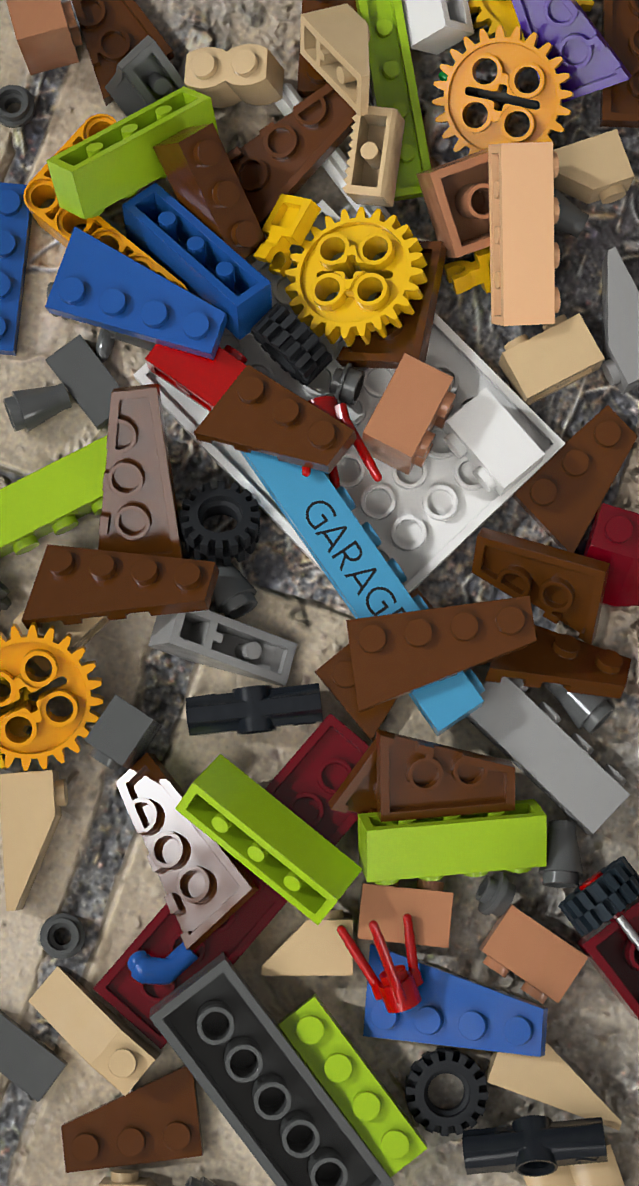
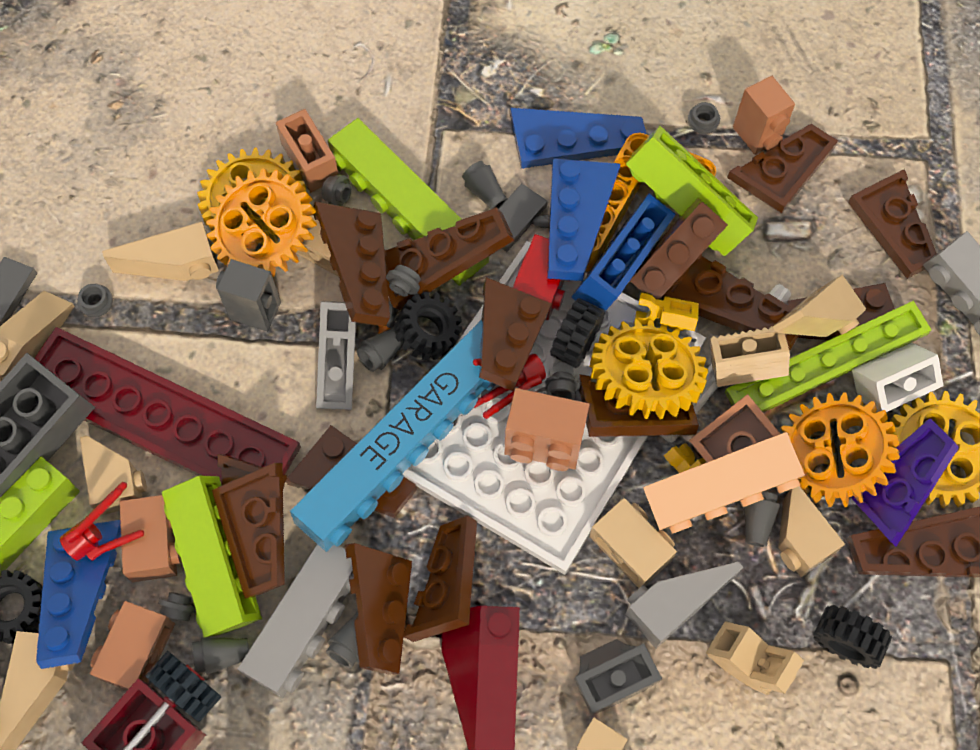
camera: 70 degrees right, 15 degrees down
(143, 77) = (756, 189): dark grey slope -> none
(160, 970) = (74, 368): blue arm -> none
(165, 535) = (403, 281): none -> dark grey plate
(197, 874) = (168, 362): wing -> none
(235, 75) = (779, 250): tan brick -> none
(254, 709) = (290, 388): black piece -> none
(268, 838) = (184, 413): lime brick -> none
(426, 646) = (356, 482): reddish brown wing -> none
(492, 443) = (545, 507): white brick -> none
(576, 479) = (542, 592): reddish brown wing -> none

